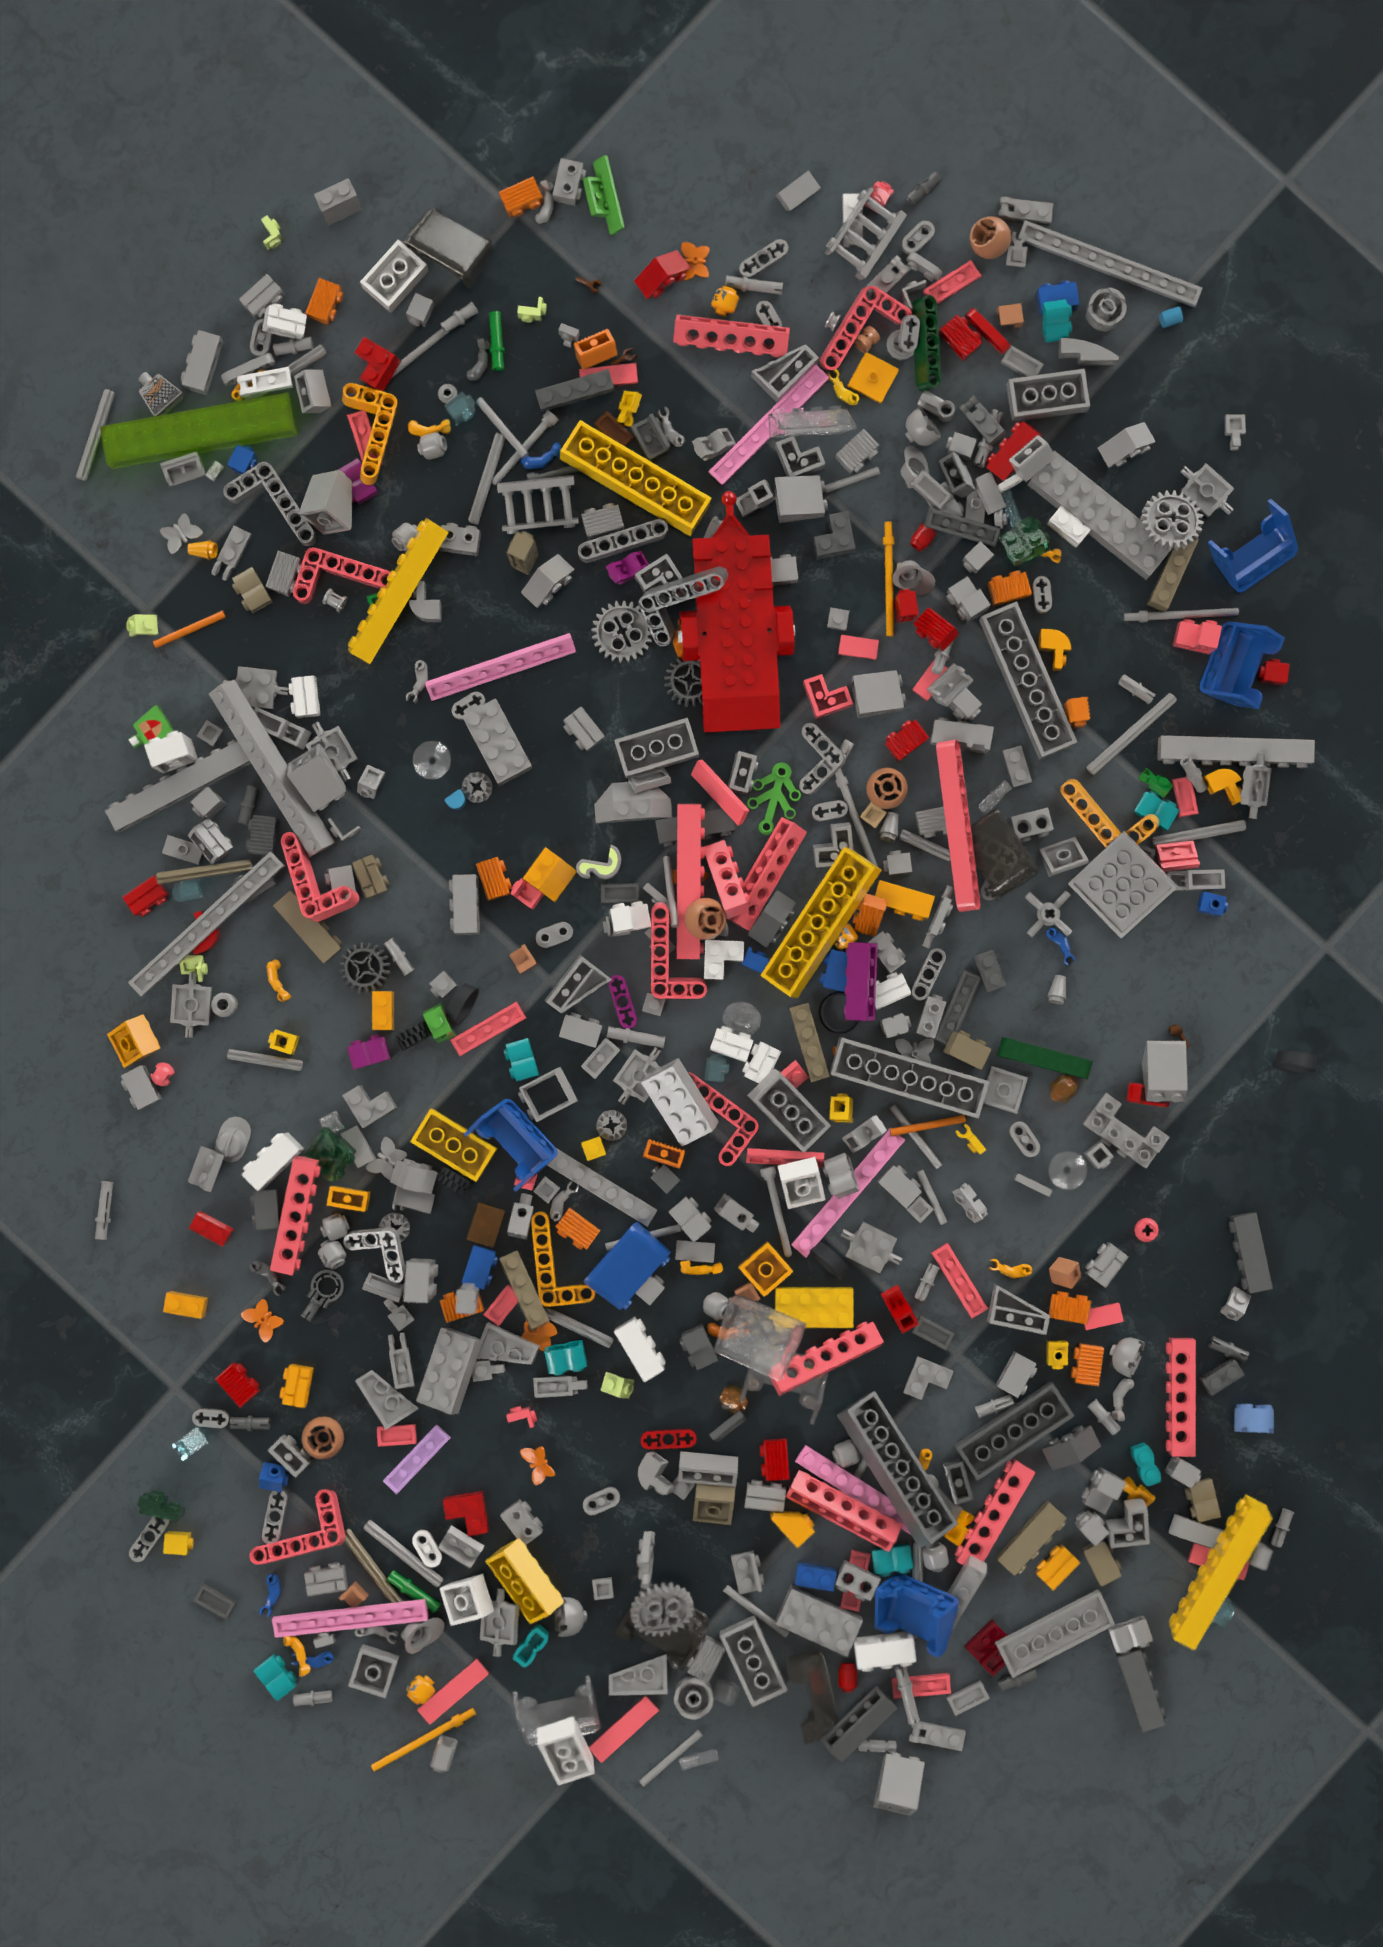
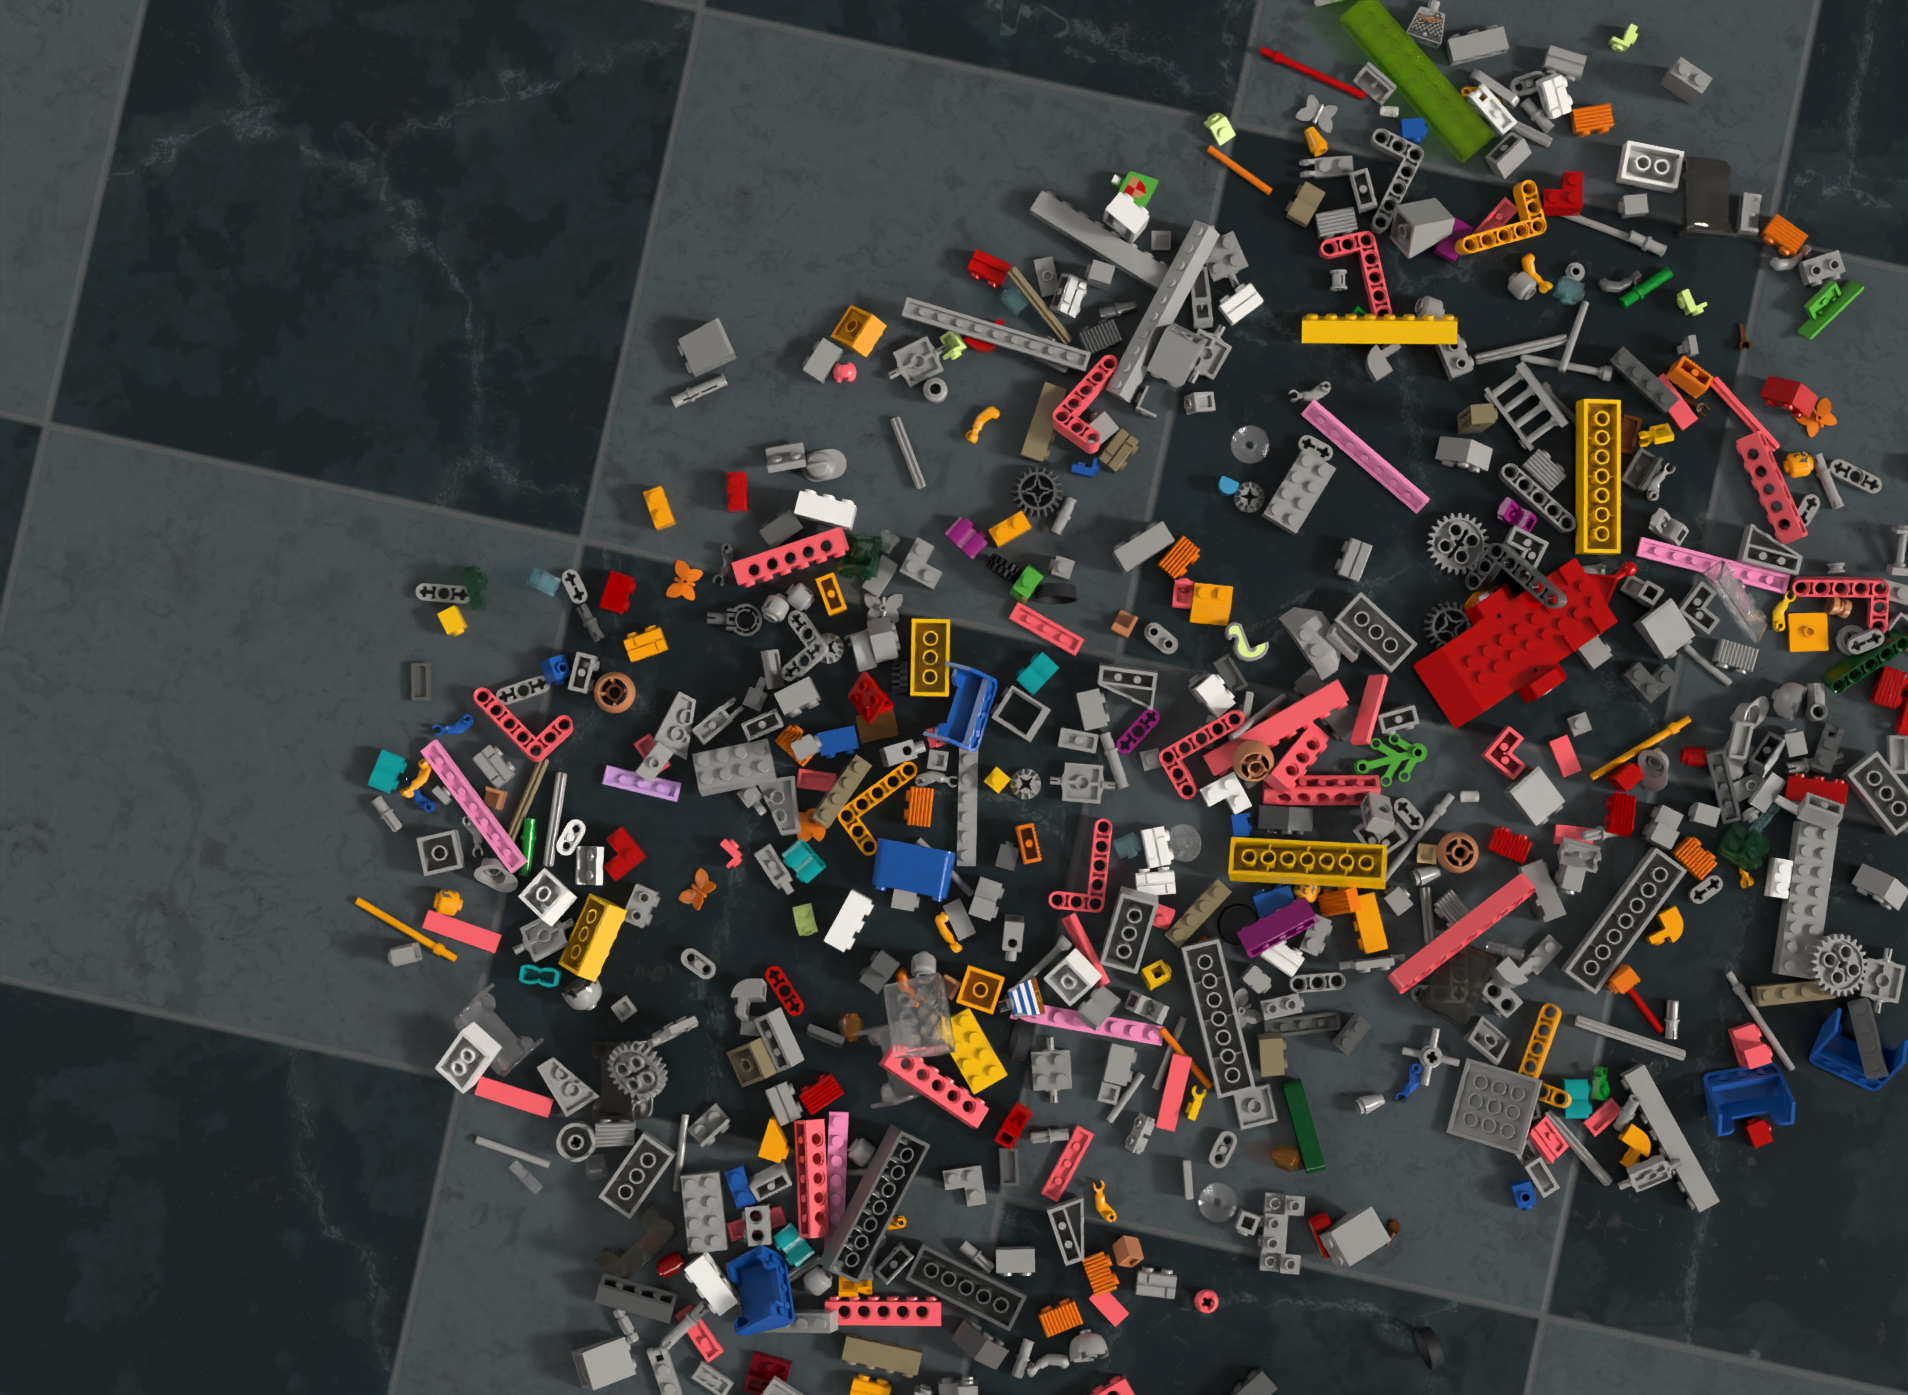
camera: 60 degrees right, 0 degrees up
(70, 1182) = (706, 348): none -> light grey slope
(111, 538) = (1279, 58): none -> red bar
(269, 533) = (1363, 190): none -> light grey brick
(289, 1047) = (938, 466): yellow brick -> none
(369, 917) = (1083, 470): none -> blue bracket
(403, 1437) = (654, 761): none -> light grey plate
(427, 1324) = (762, 725): none -> light grey brick
(457, 1217) = (869, 698): none -> red bracket
(485, 216) = (1748, 214): none -> light grey hinge
(540, 462) = (1562, 386): blue arm -> none
(578, 1327) = (835, 858): light grey axle -> none
(651, 322) = (1742, 412): none -> coral axle
(680, 1102) = (1081, 831): brick -> none
(797, 1237) = (1024, 1000): none -> torso
(813, 838) = (1377, 813): none -> light grey brick
(825, 1547) = (770, 1181): none -> light grey brick
(826, 762) = (1449, 787): light grey beam -> none
(951, 1152) = (1173, 1092): none -> coral tile
(1017, 806) = (1510, 975): none -> light grey brick
(1054, 1347) = (1055, 1278): yellow brick -> none
(1115, 707) = (1645, 1010): none -> red bar
(1249, 532) = (1868, 1039): none -> dark grey brick

